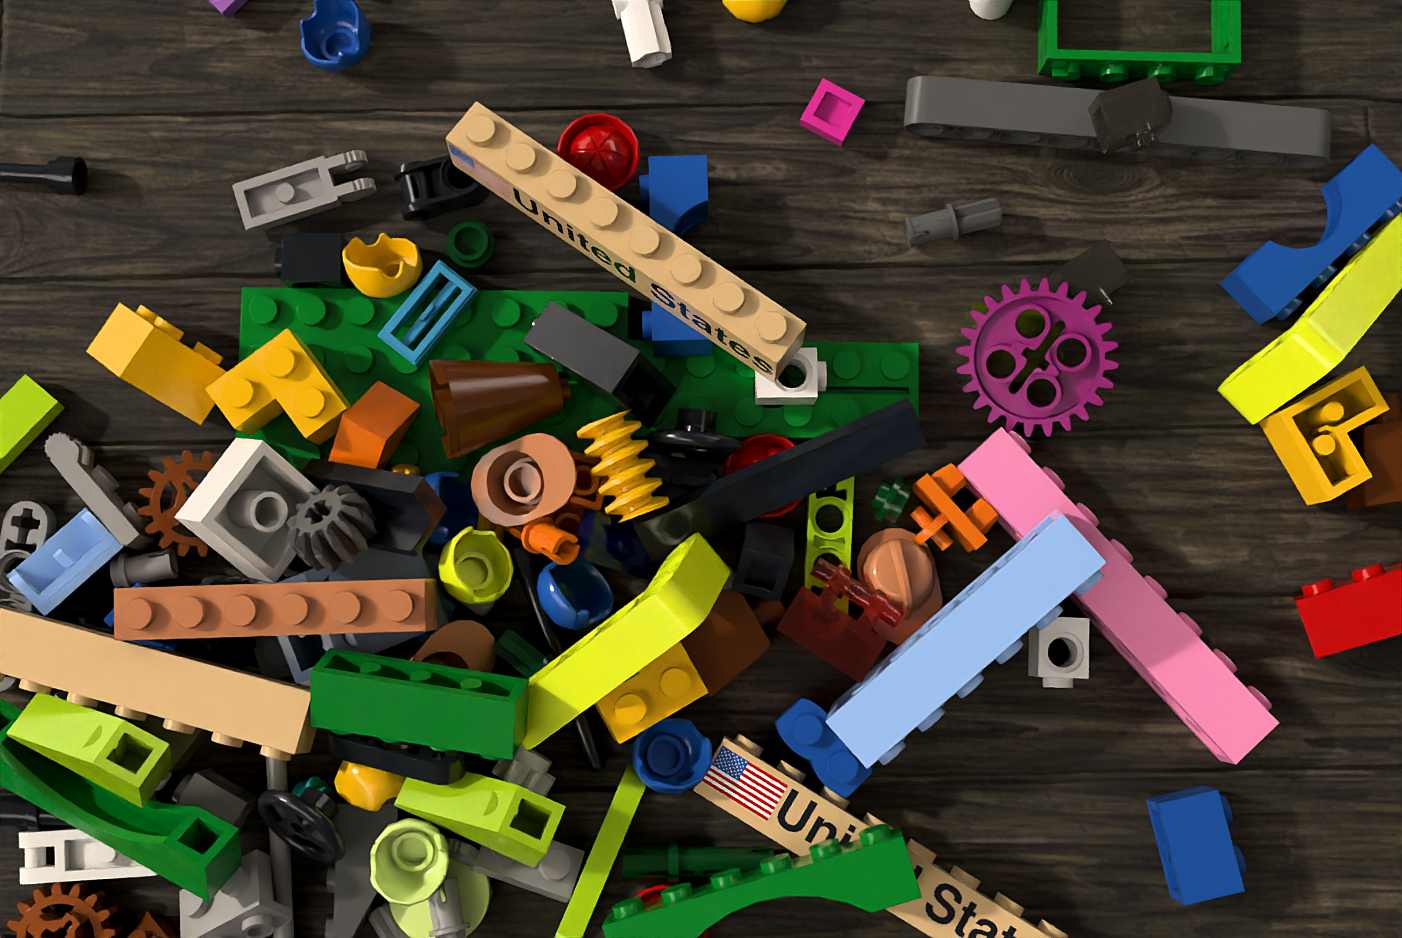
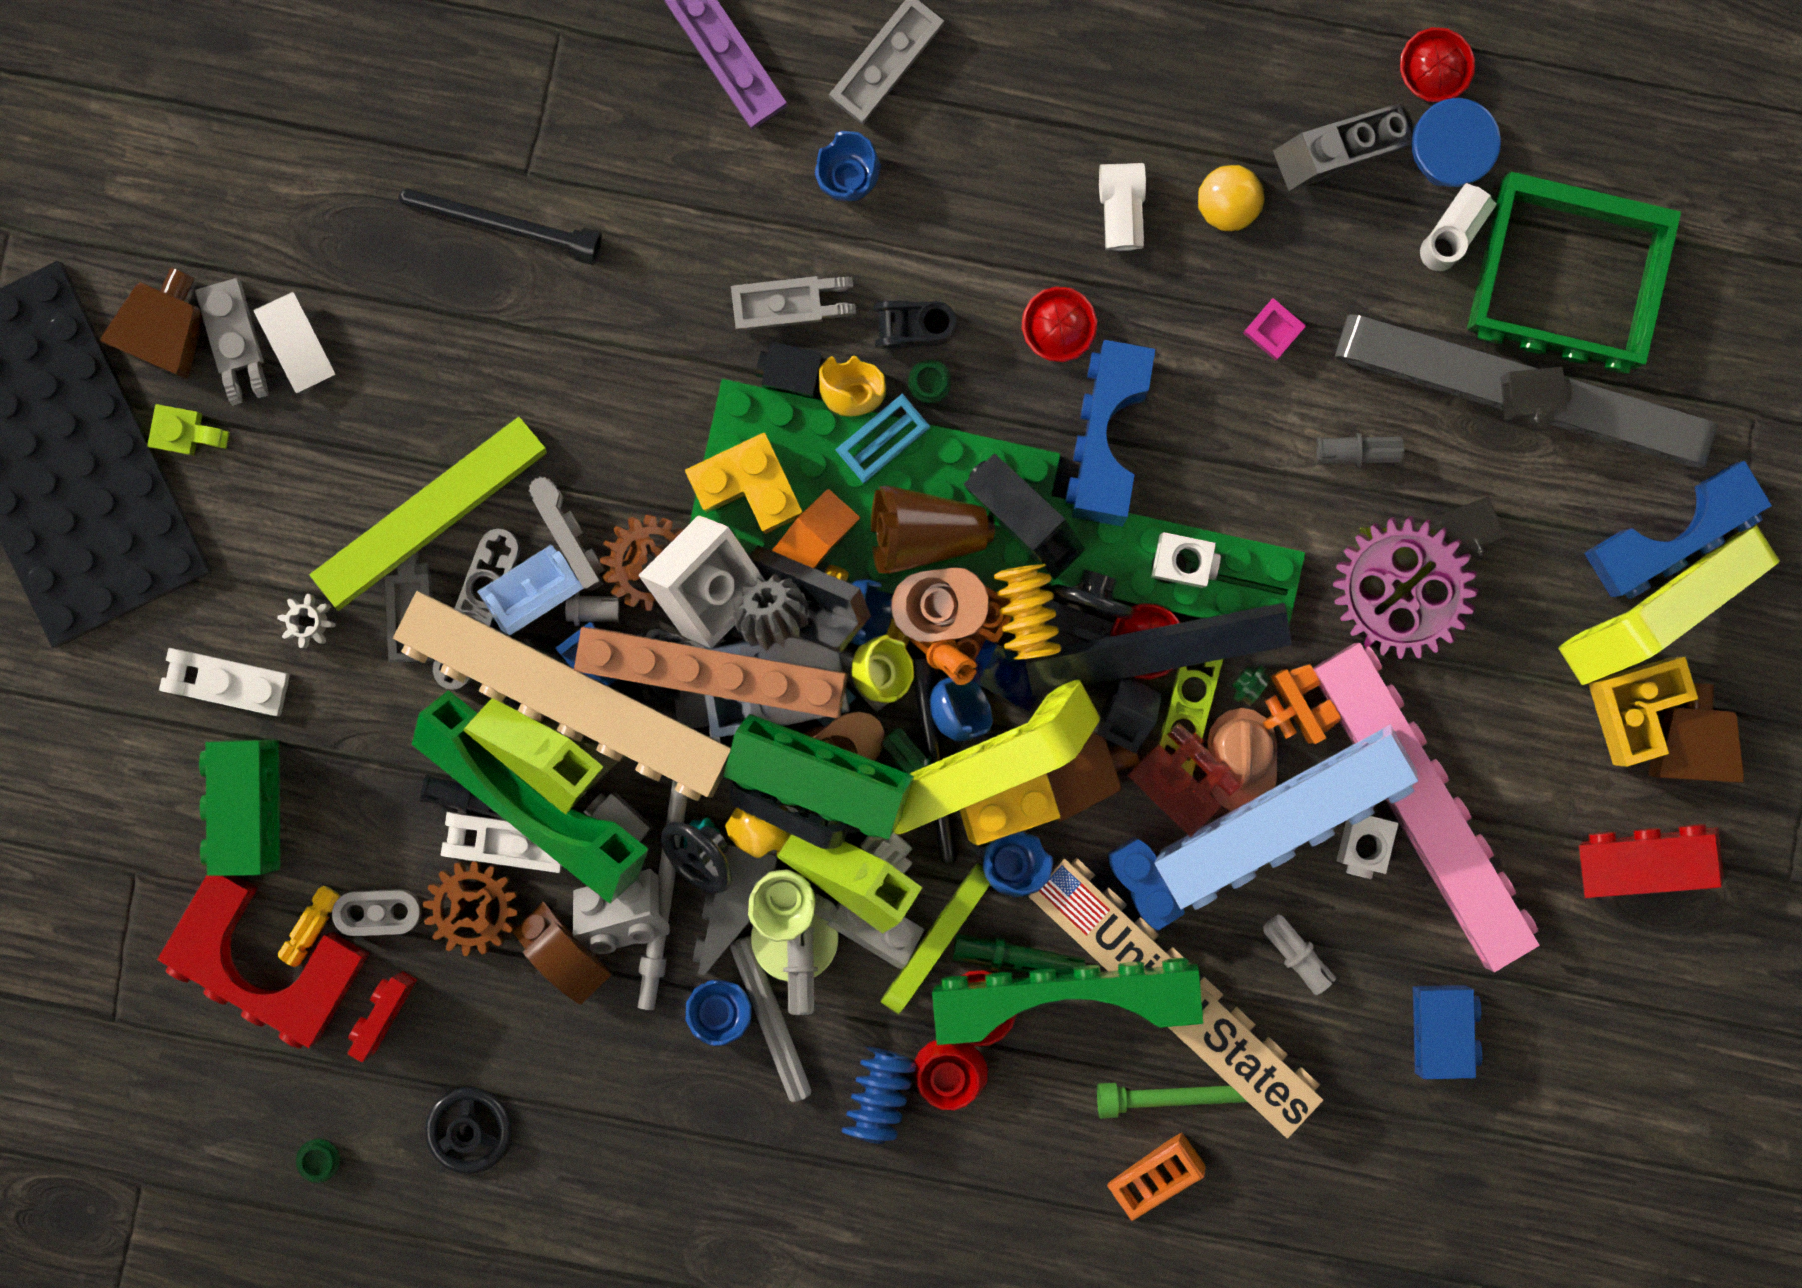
camera: 15 degrees right, 5 degrees up
(151, 357) = (640, 431): yellow brick -> none
(626, 242) = (1070, 417): tan brick -> none
(1011, 790) = (1299, 954): none -> light grey axle

